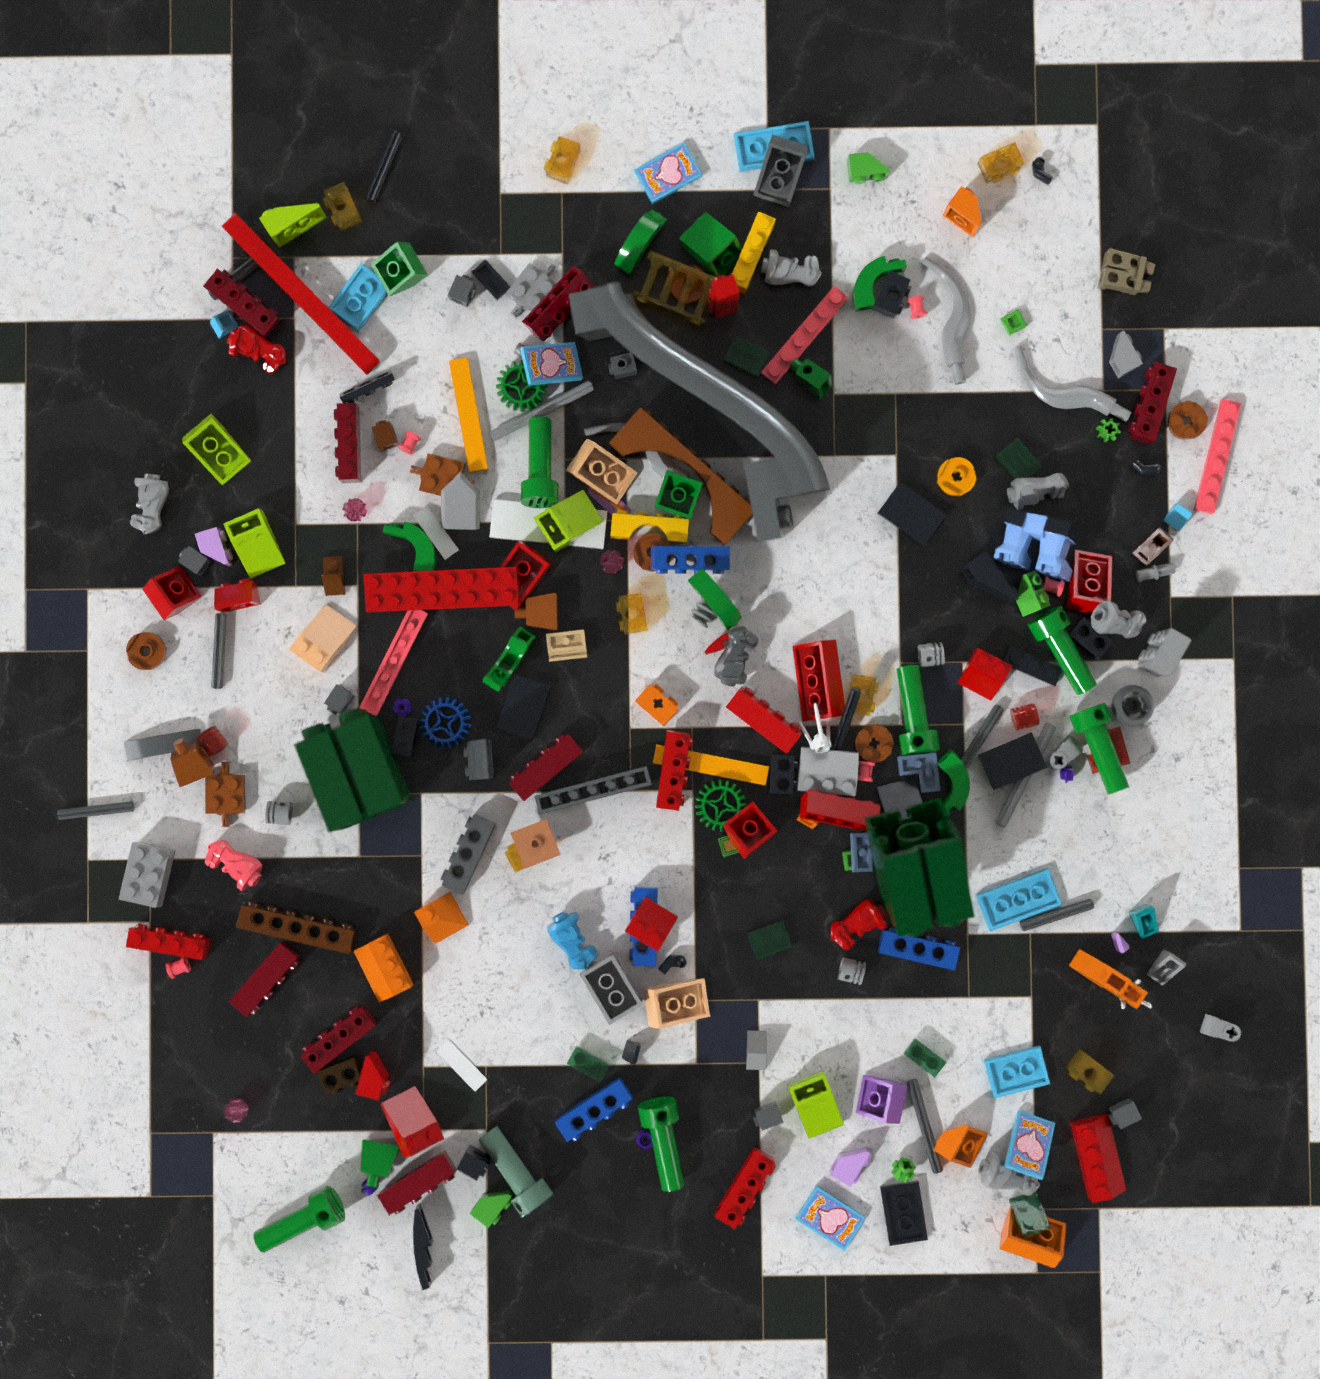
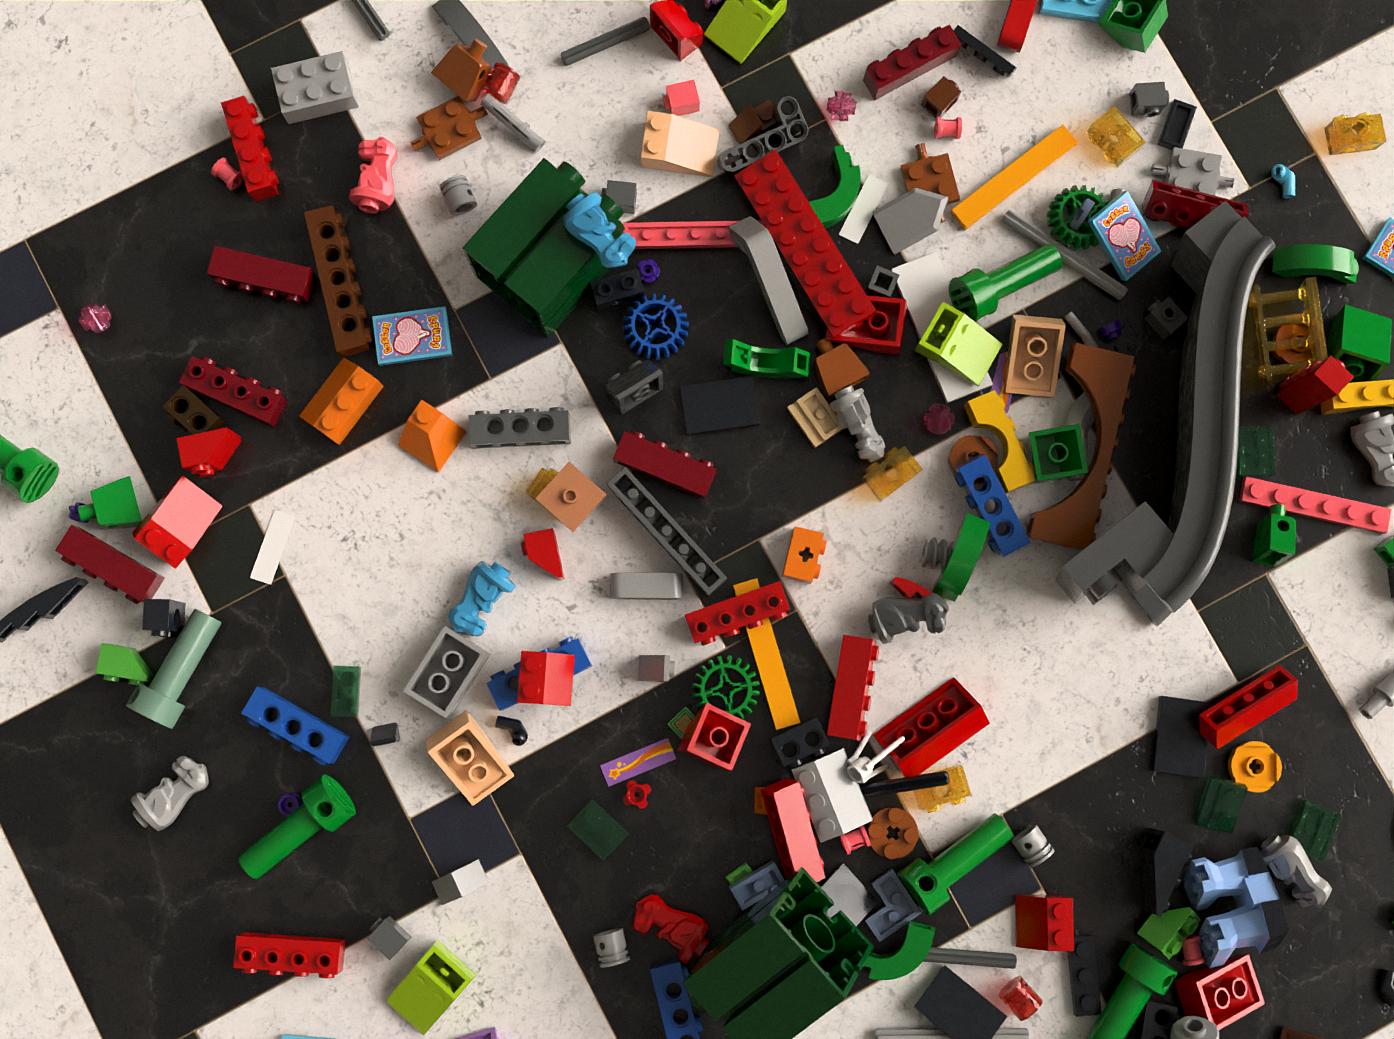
camera: 50 degrees right, 5 degrees down
(245, 747) = (512, 122): none -> light grey pin
(290, 619) = (681, 98): none -> coral brick
(350, 580) = (761, 141): none -> dark grey beam
(361, 737) = (590, 225): none -> dark azure animal
(363, 895) = (412, 336): none -> tile
(453, 626) = (759, 246): none -> light grey beam
(468, 324) = (1115, 124): none -> clear yellow brick
(497, 550) = (882, 283): none -> dark grey brick
(521, 386) = (1081, 213): none -> sand blue tile
(561, 881) = (543, 551): none -> red slope
(569, 225) = (1286, 179): none -> medium azure arm
(579, 618) = (854, 414): none -> light grey animal
(600, 1222) = (167, 800): none -> light grey animal
(612, 407) = (1111, 330): none -> dark purple plate
(622, 823) = (646, 586): none -> light grey beam
(682, 845) = (655, 668): none -> light grey slope
(738, 889) = (638, 762): none -> medium lavender sticker
(754, 901) = (643, 791): none -> red plate
(915, 460) = (1248, 706): none -> red brick
(969, 513) = (1221, 804): none -> clear green plate

